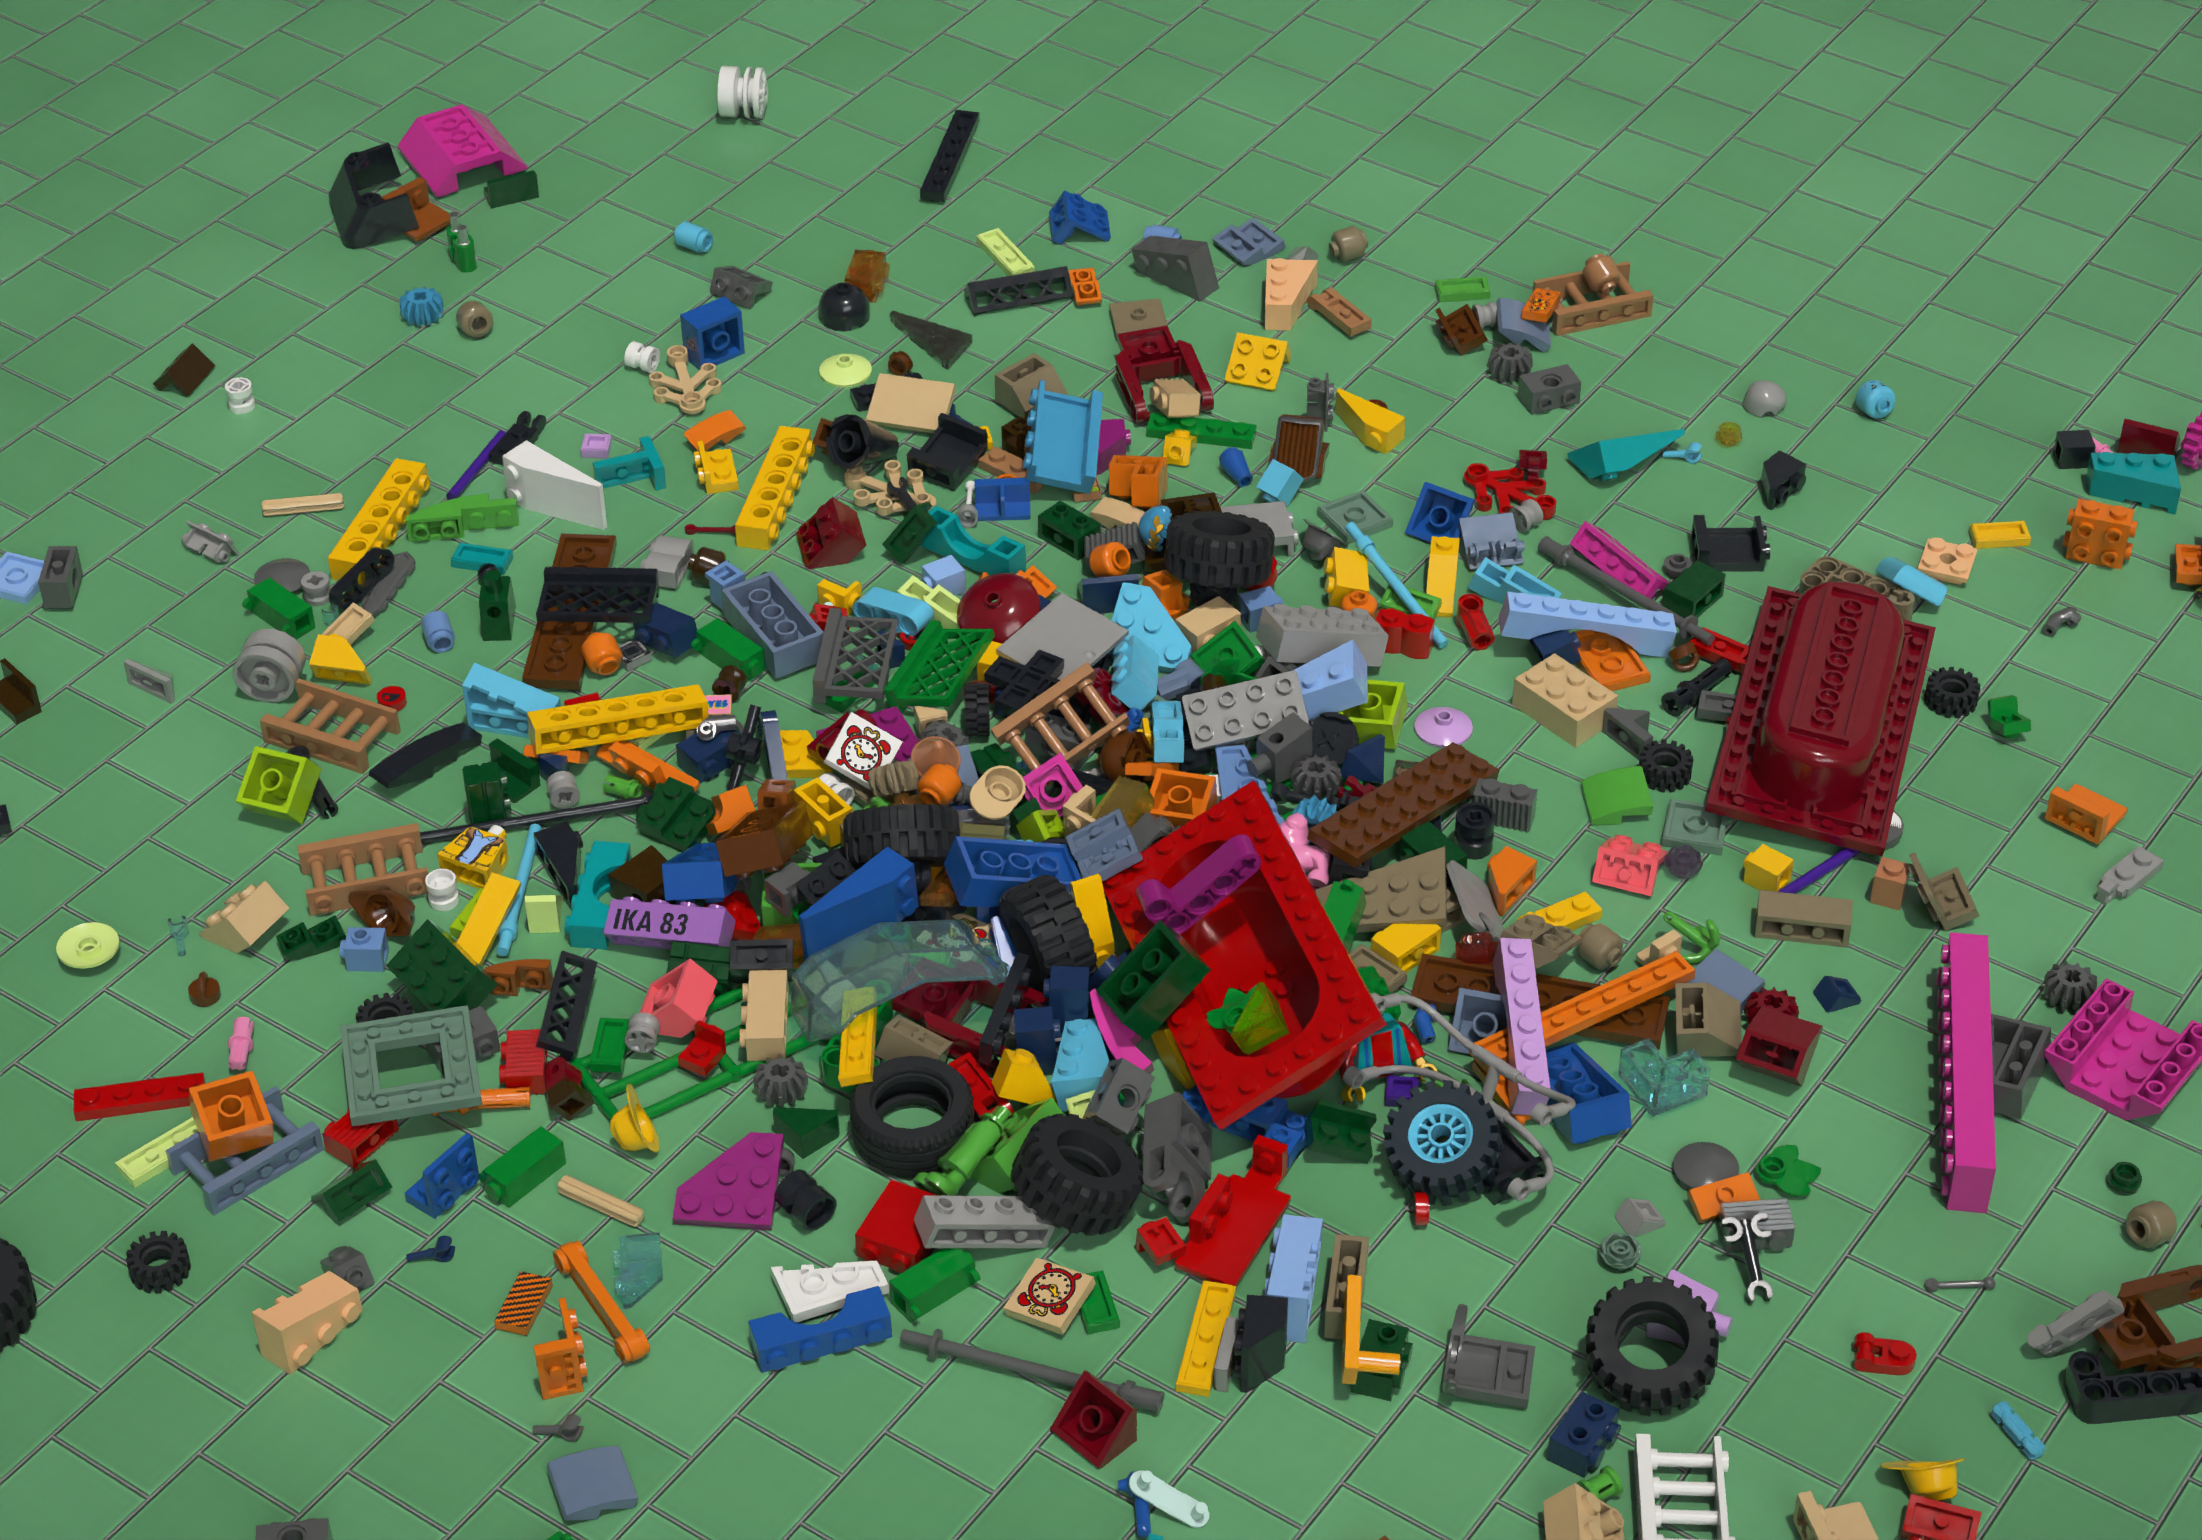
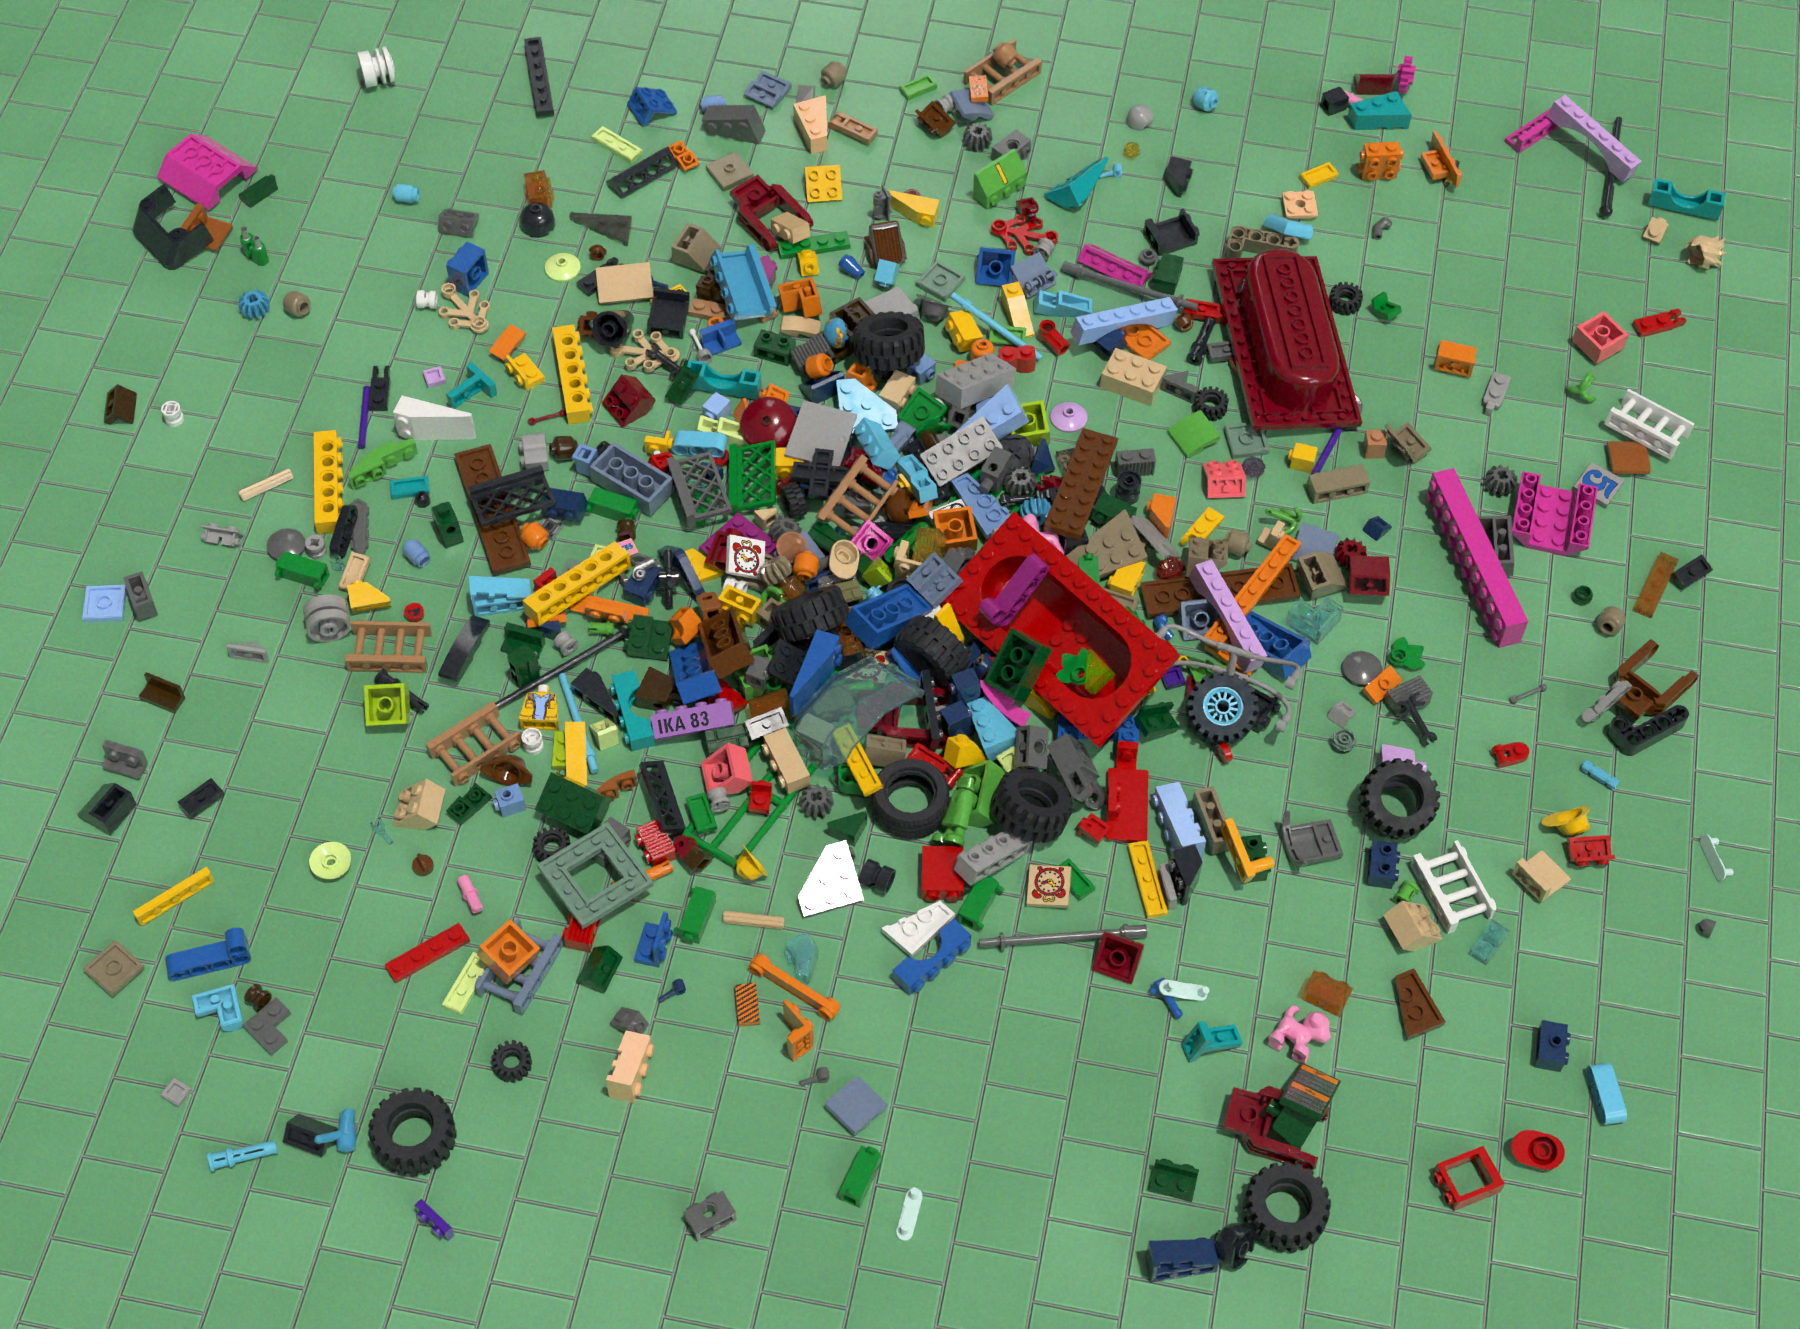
camera: 25 degrees left, 15 degrees up
(1507, 415) = (999, 179): none -> bright green slope

